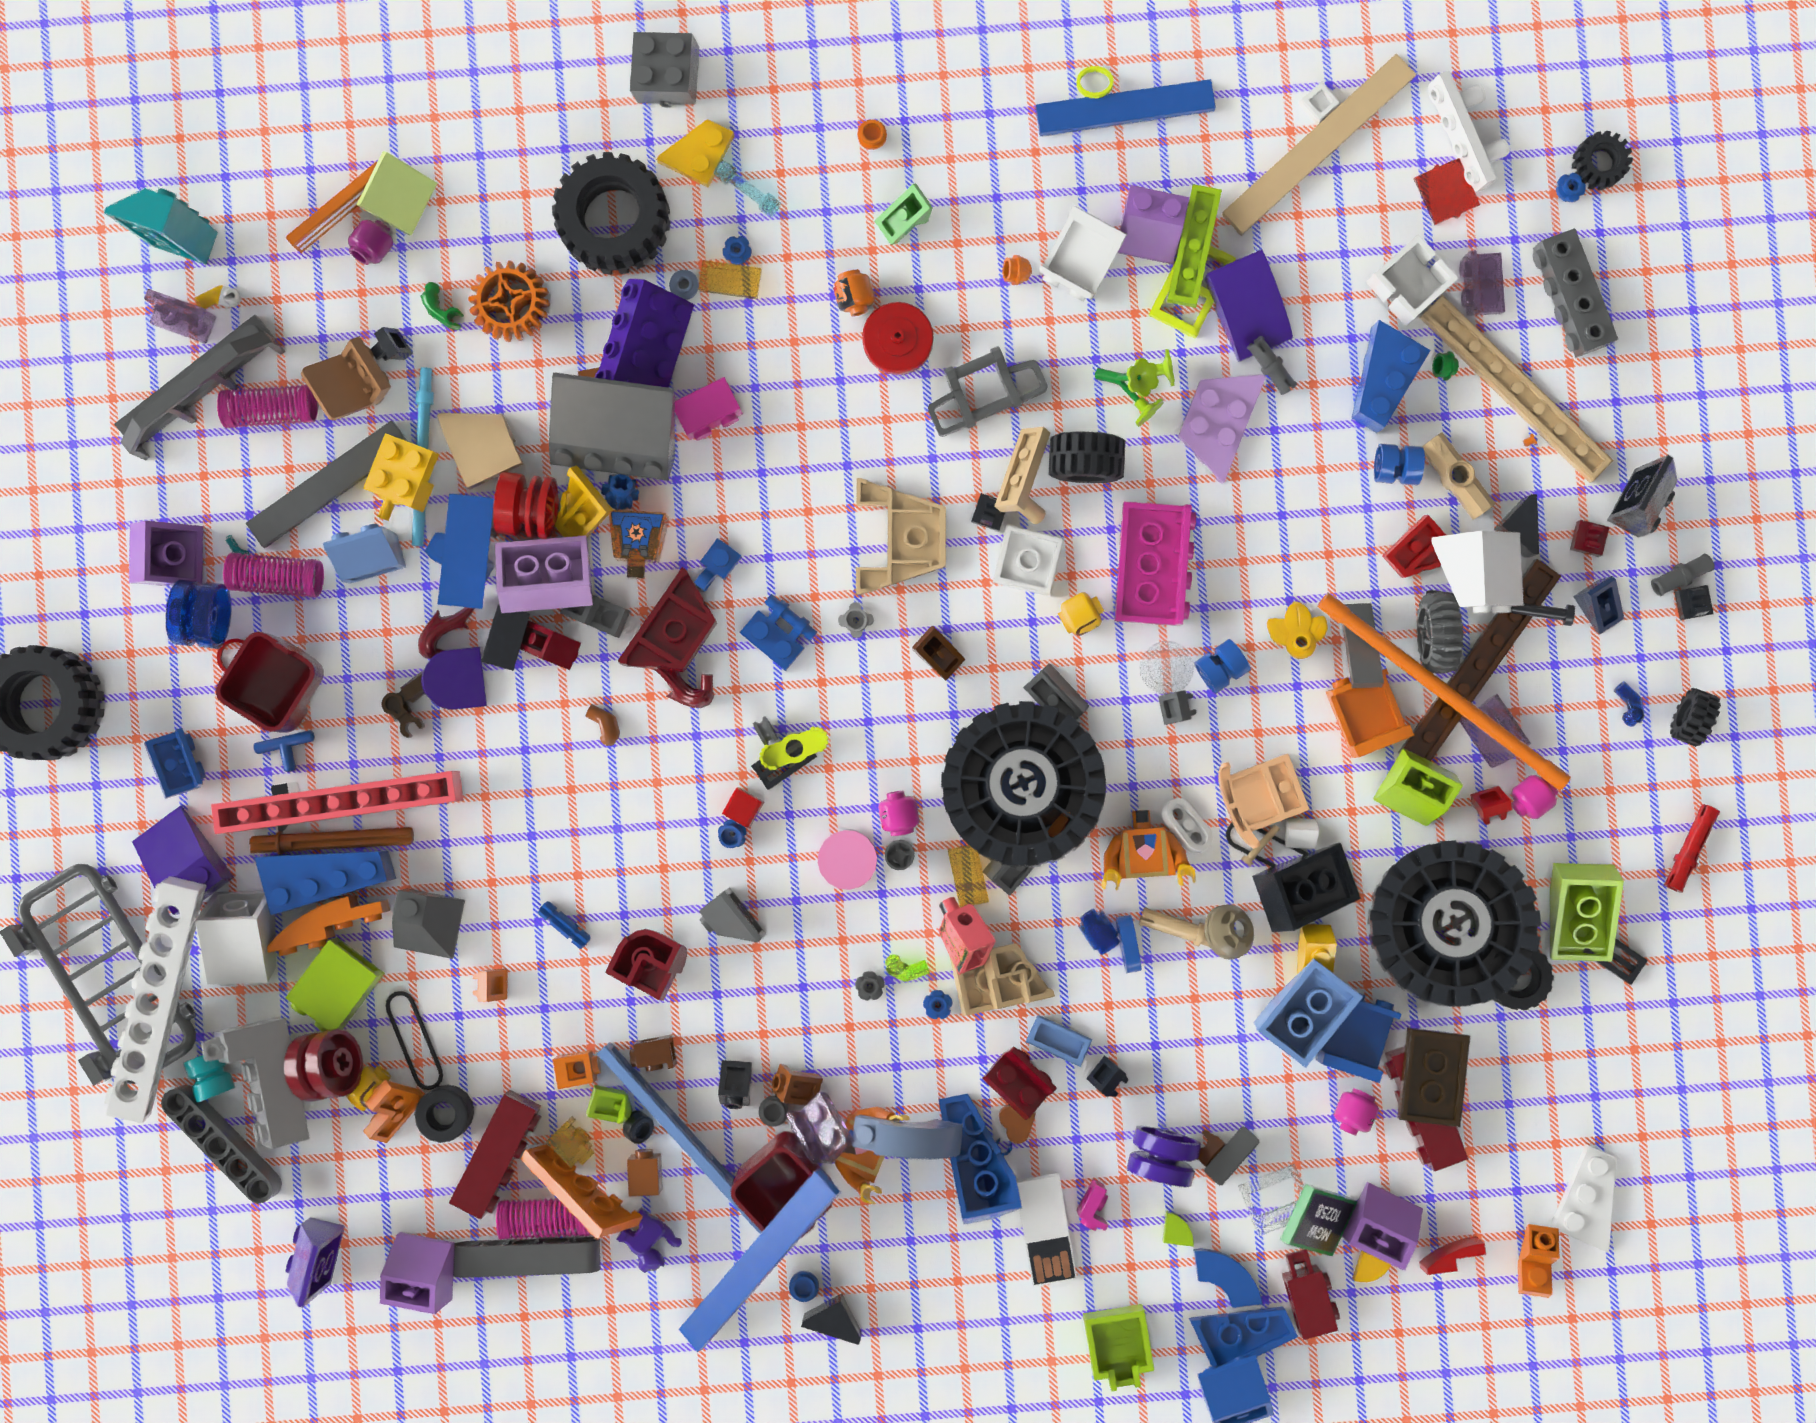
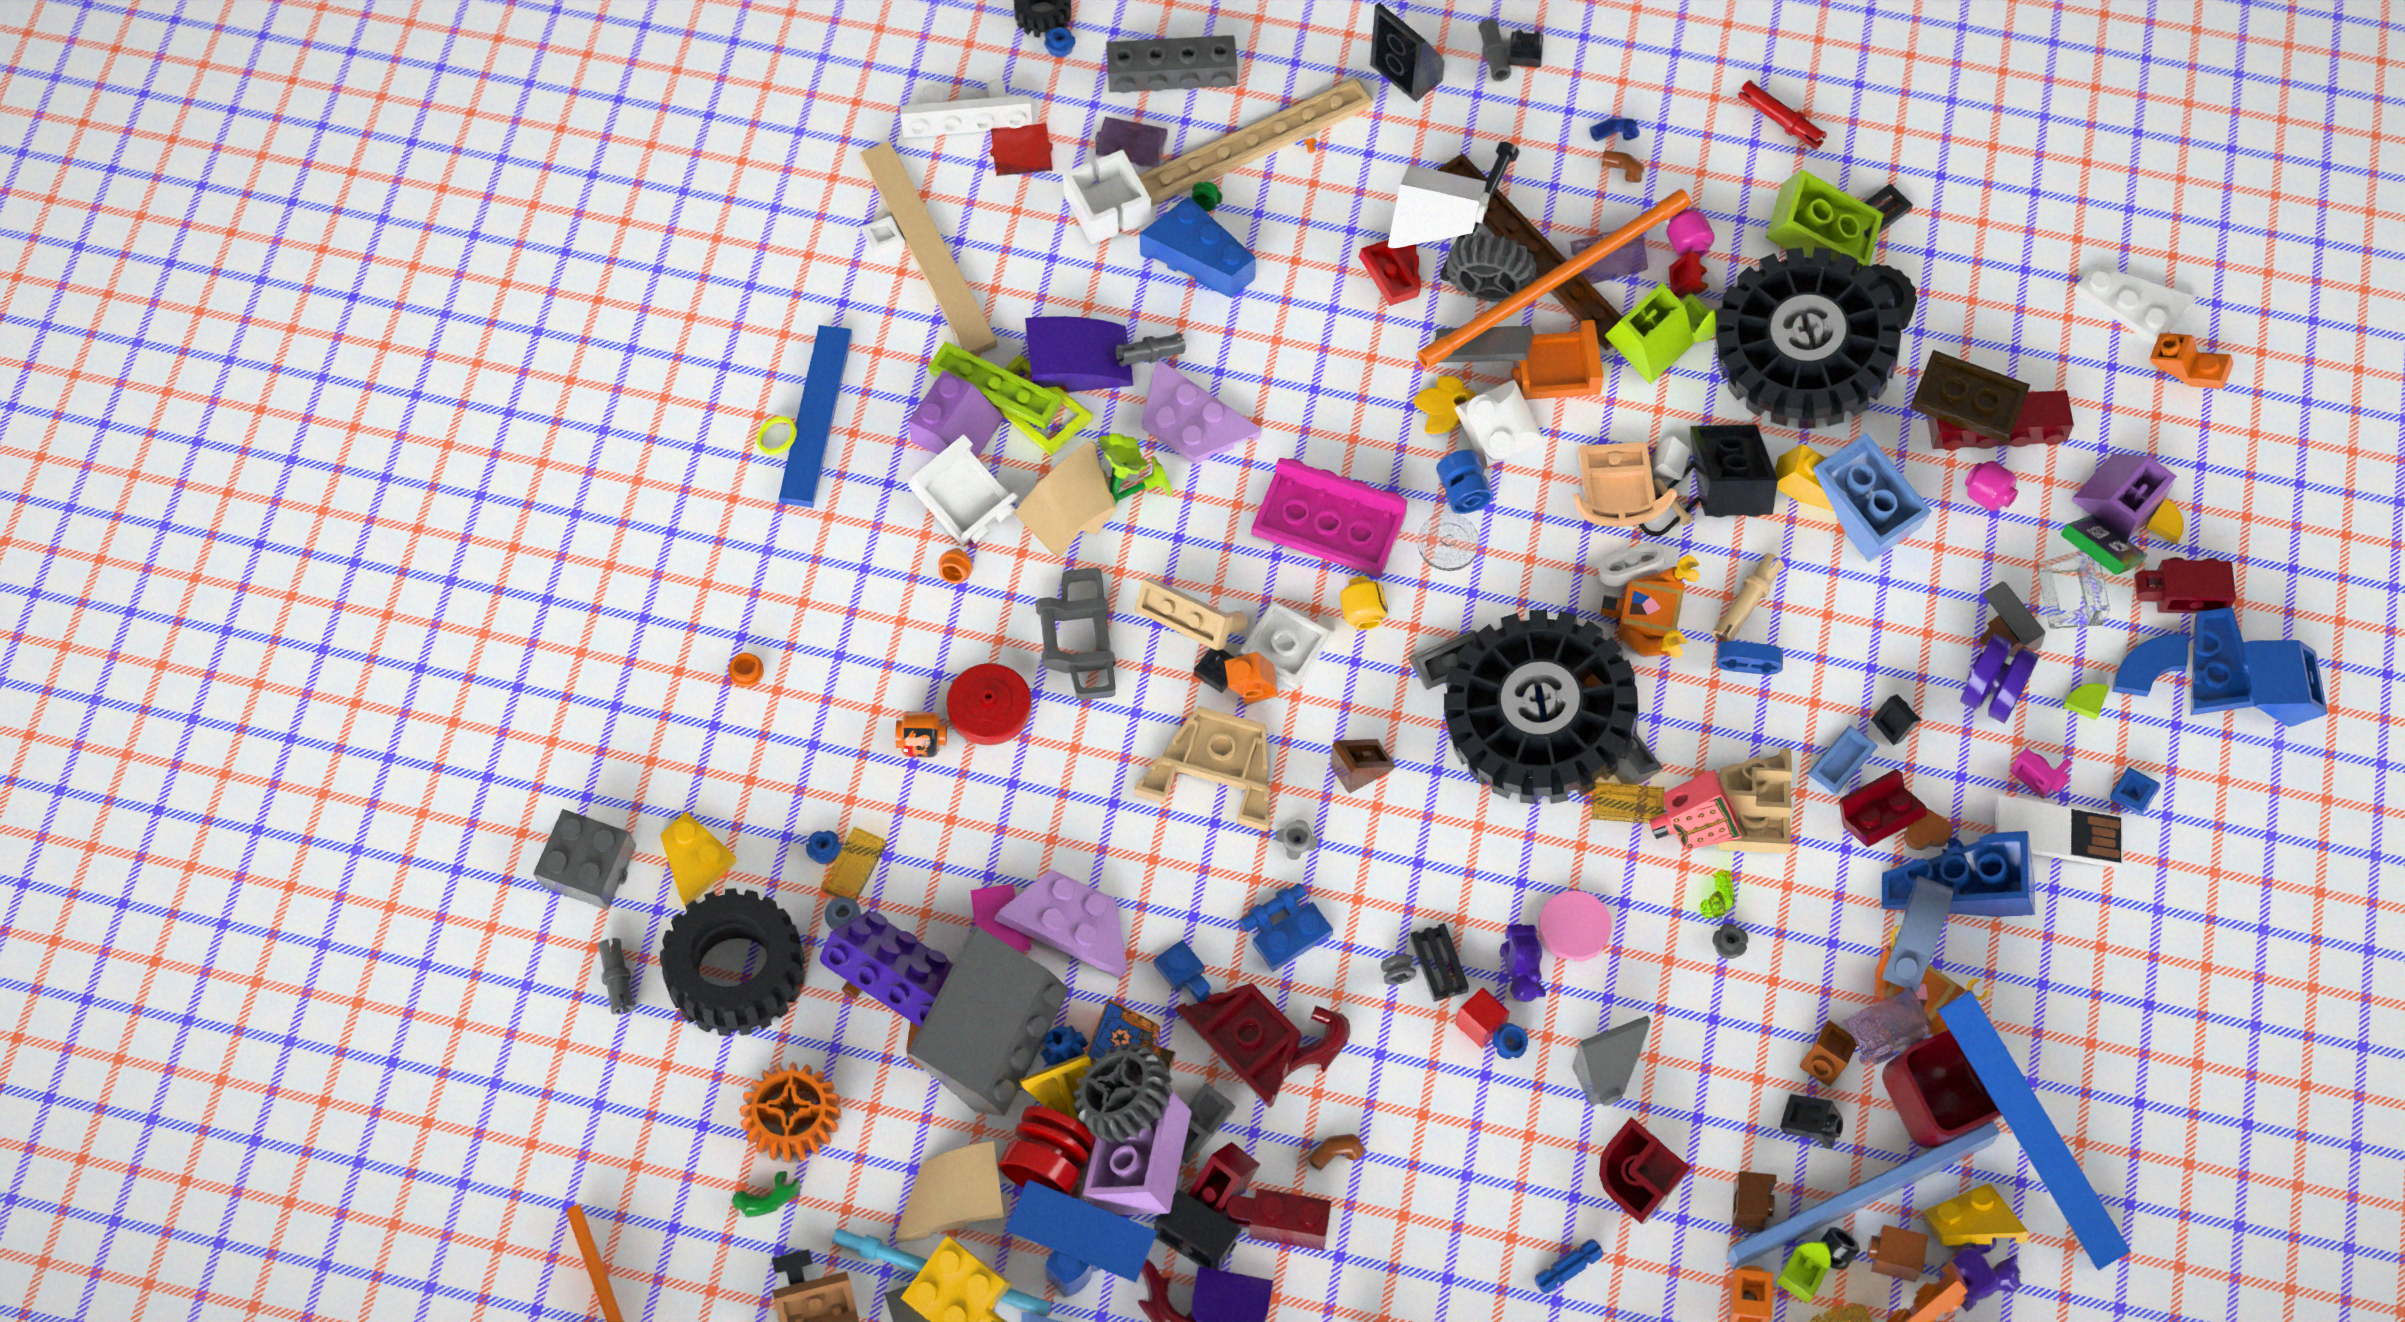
camera: 80 degrees left, 25 degrees down
(370, 242) = (657, 1253): magenta head -> none
(396, 193) = (613, 1200): yellowish green tile -> none
(533, 699) = (1282, 1218): none -> dark red brick
(576, 548) = (1123, 1093): none -> dark grey gear
(580, 129) = (616, 976): none -> dark grey pin
(690, 1227) = (1974, 1219): none -> yellow wing
(727, 174) = (782, 799): clear light blue bar -> none
(727, 462) = (1070, 920): none -> lavender wing
(773, 1111) = (1854, 1088): dark grey plate -> none
(775, 755) = (1426, 919): neon yellow piece -> none
(795, 828) = (1523, 962): none -> dark purple animal
(804, 1286) = (2073, 1112): blue plate -> none
(834, 1320) = (2117, 1085): black slope -> none
(896, 857) = (1587, 856): dark grey wheel -> none
(899, 813) = (1537, 851): dark pink head -> none
(904, 214) = (852, 654): slope -> none
(934, 997) = (1768, 883): blue plate -> none
(981, 542) = (1252, 677): none -> orange brick
(1087, 457) = (1193, 542): black tyre -> none
(1098, 931) = (1727, 683): clear blue brick -> none
(1100, 343) = (1069, 500): none -> tan slope
(1101, 1285) = (2135, 791): none -> blue tile
(1118, 1345) = (2208, 789): lime piece -> none
(1176, 707) = (1496, 540): dark grey tile -> none
(1221, 932) = (1761, 551): dark tan piece -> none
(1289, 680) = (1499, 423): none -> white slope
(1360, 1040) = (1919, 464): blue panel -> none
(1404, 464) = (1297, 262): blue wheel -> none
(1444, 1258) = (2169, 442): red slope -> none
(1450, 824) = (1701, 318): none -> lime plate
(1469, 492) = (1342, 210): tan piece -> none
(1524, 520) = (1390, 167): black slope -> none
(1589, 538) = (1430, 120): dark red tile -> none
(1596, 723) = (1624, 161): none -> dark orange arm
(1601, 604) = (1501, 124): dark blue slope -> none
(1695, 717) = (1646, 72): black tyre -> none

